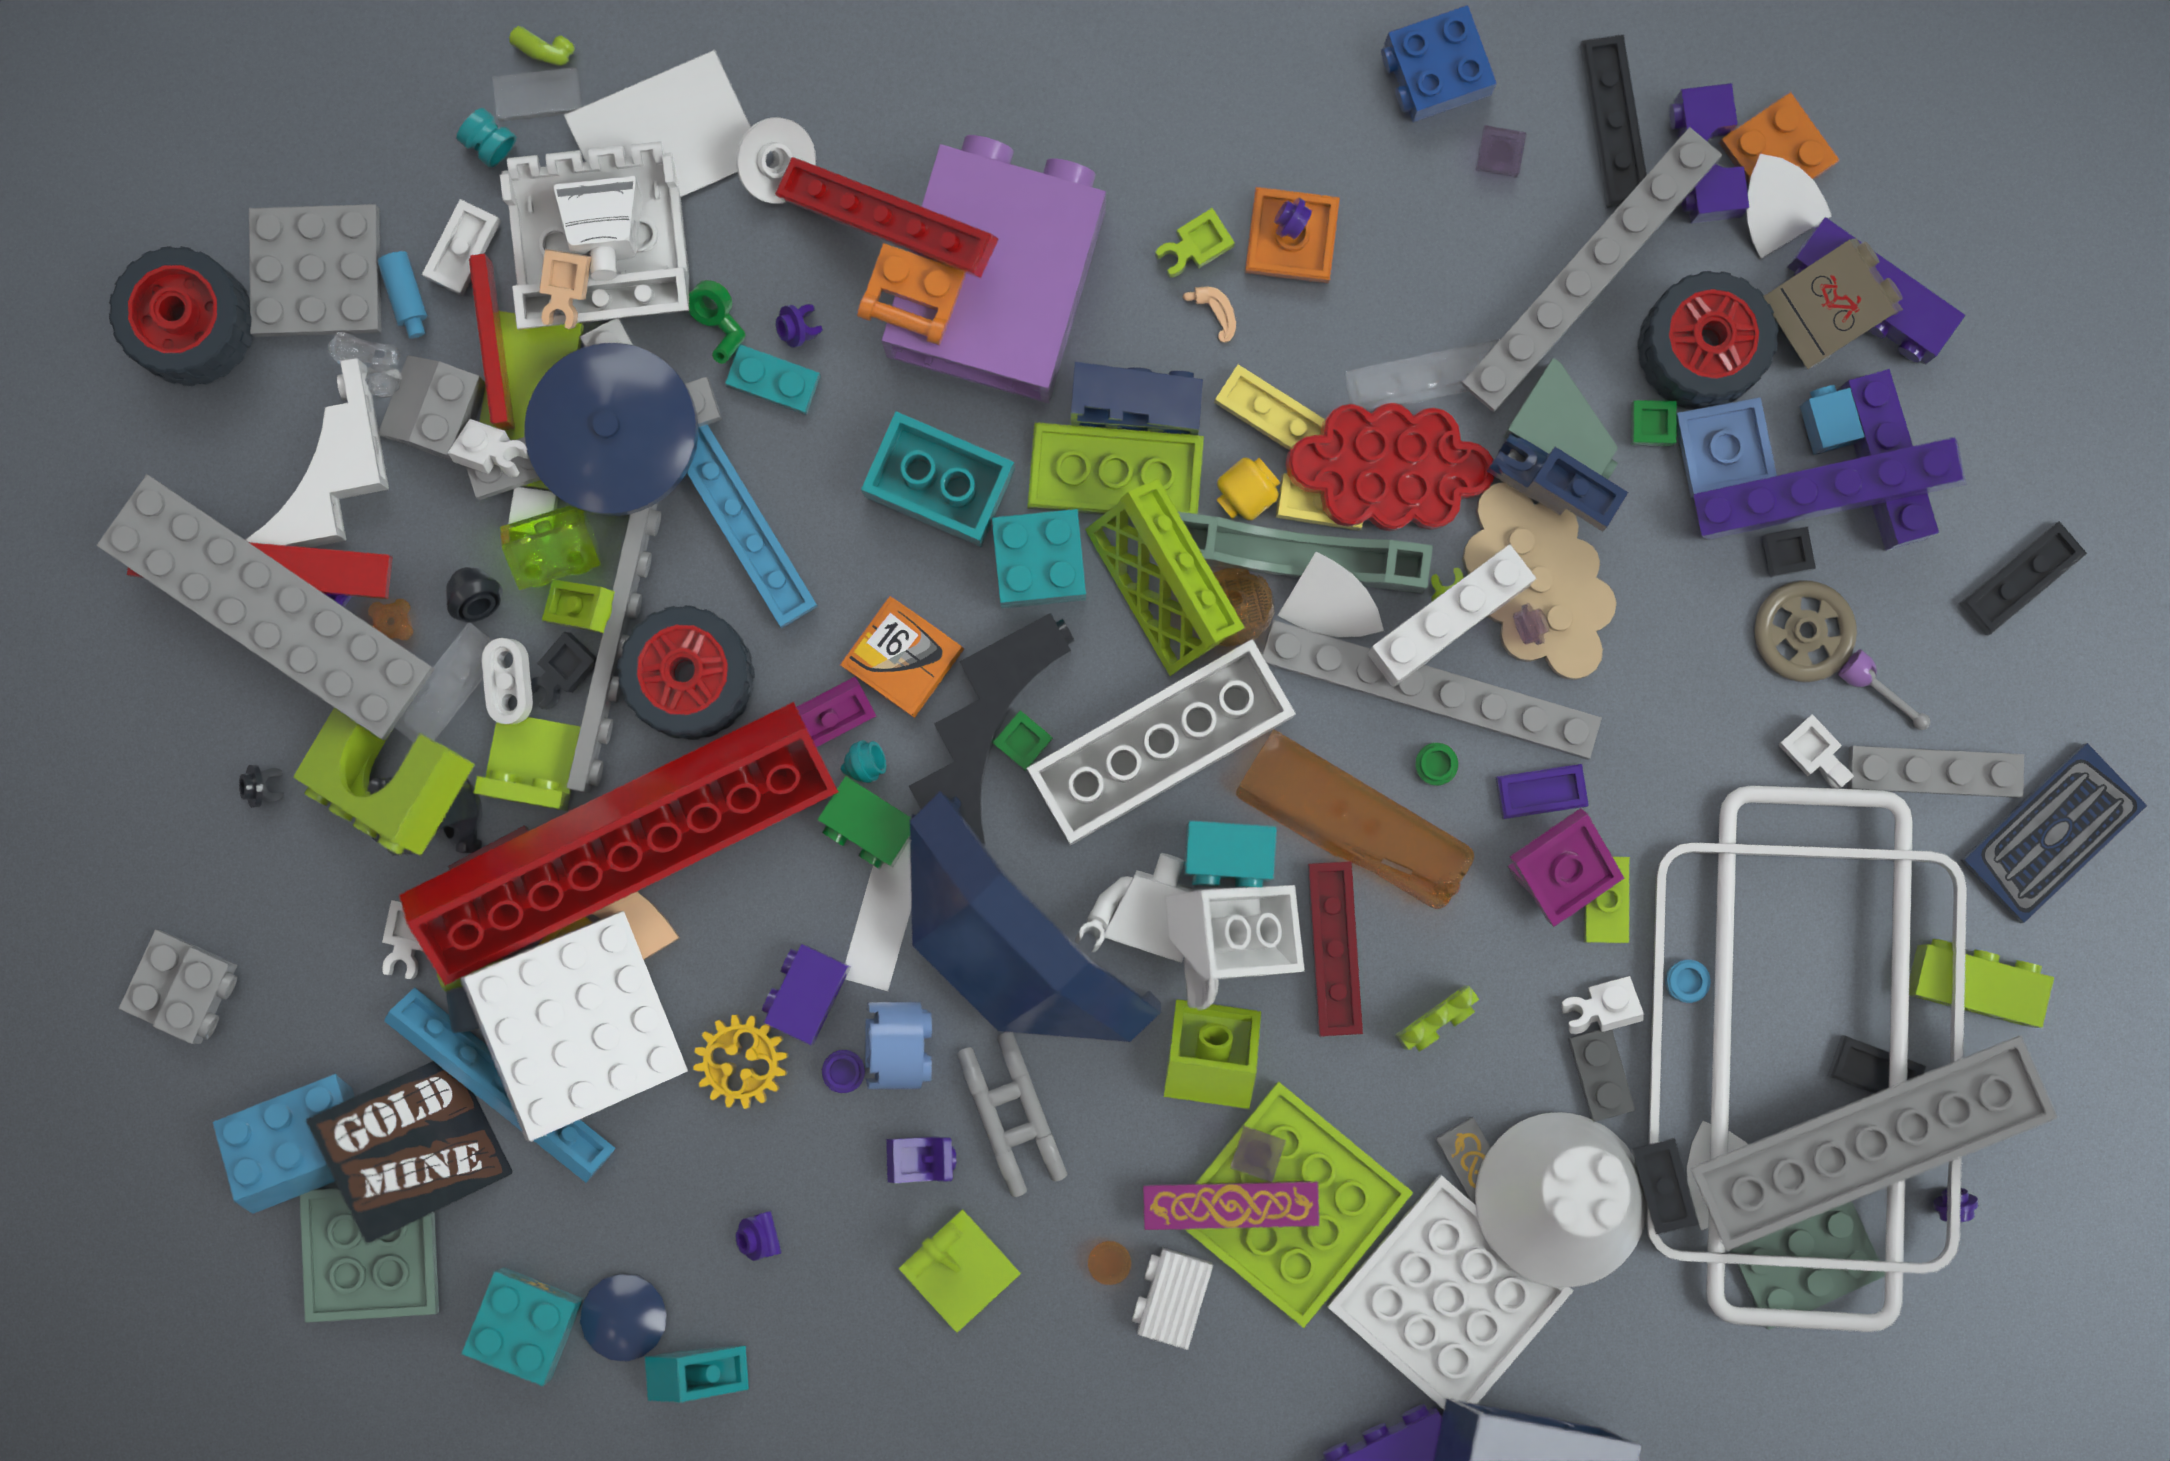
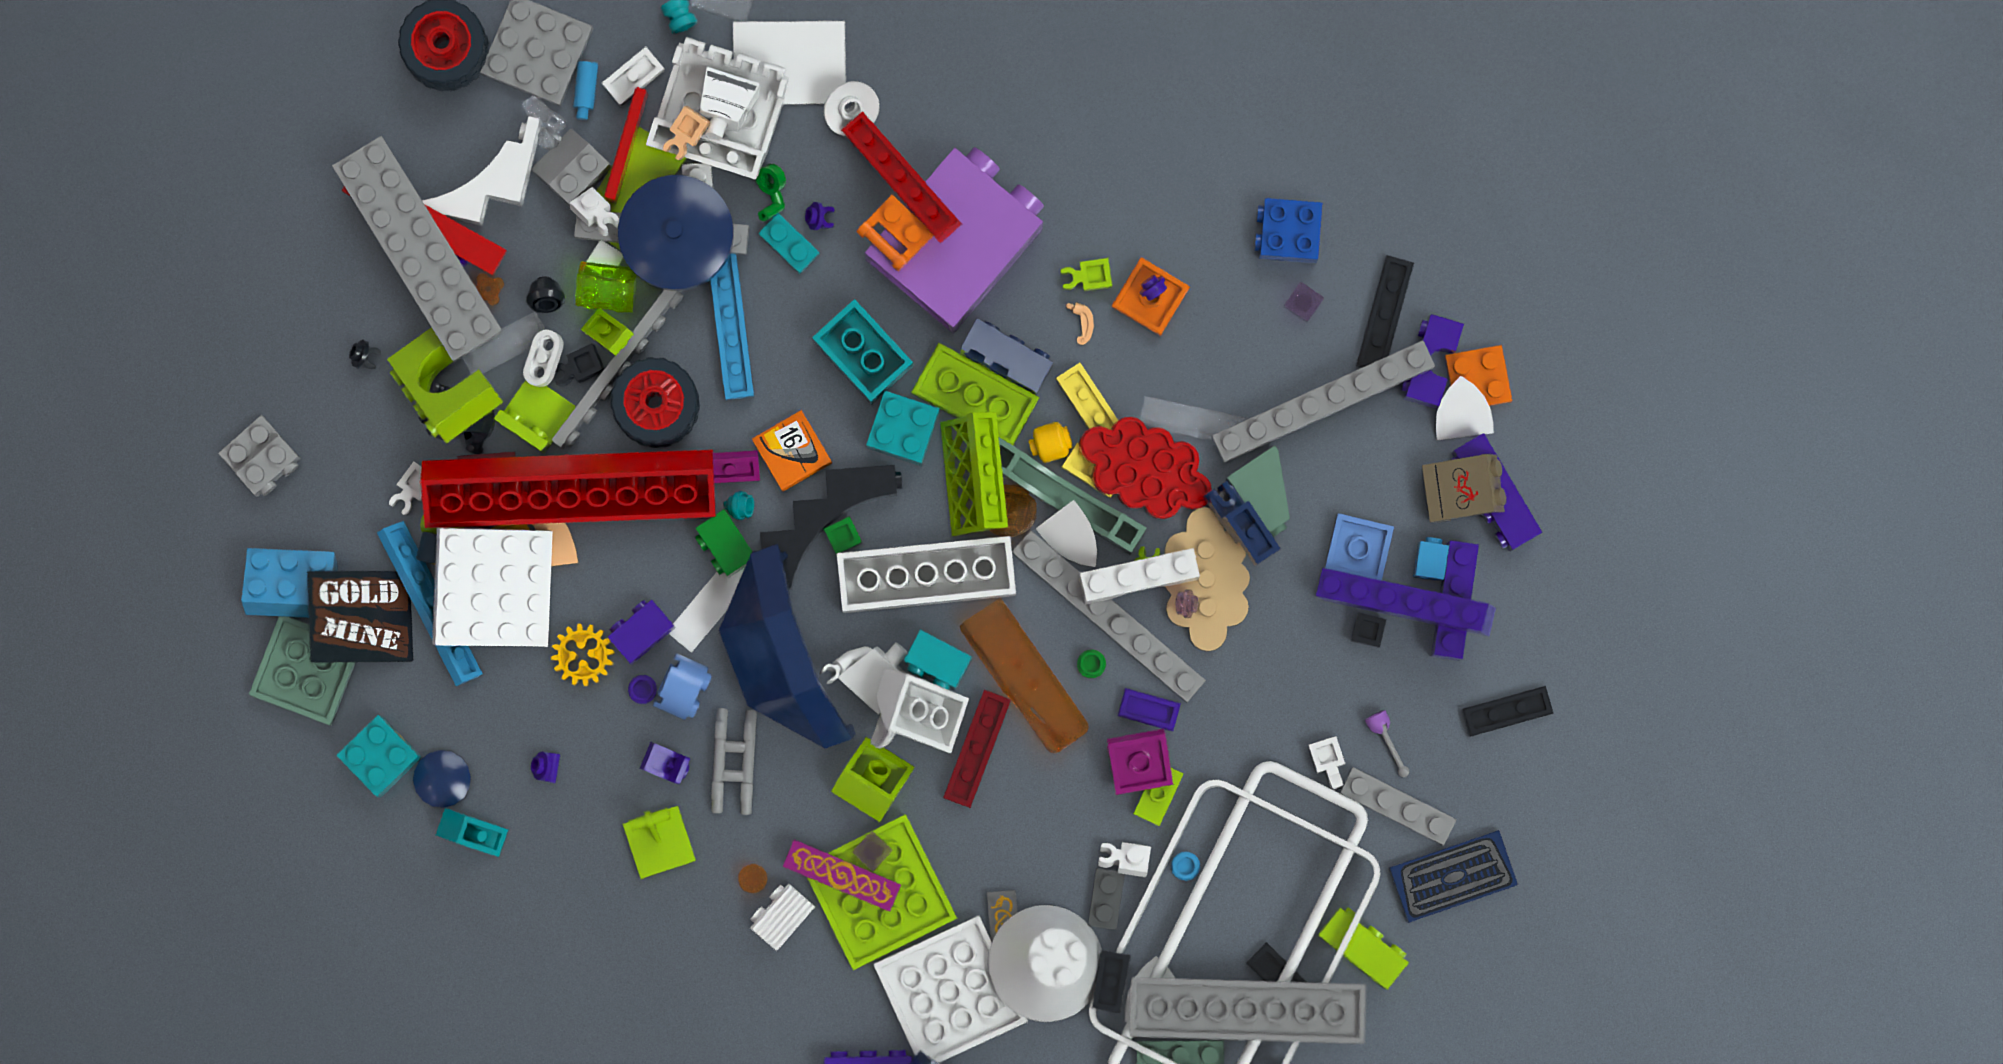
camera: 20 degrees right, 0 degrees up
(1423, 1030) = (1032, 818): lime plate -> none
(1653, 423) = (1321, 513): green plate -> none
(1728, 315) = (1388, 457): wheel -> none
(1770, 636) = (1344, 703): dark tan plate -> none

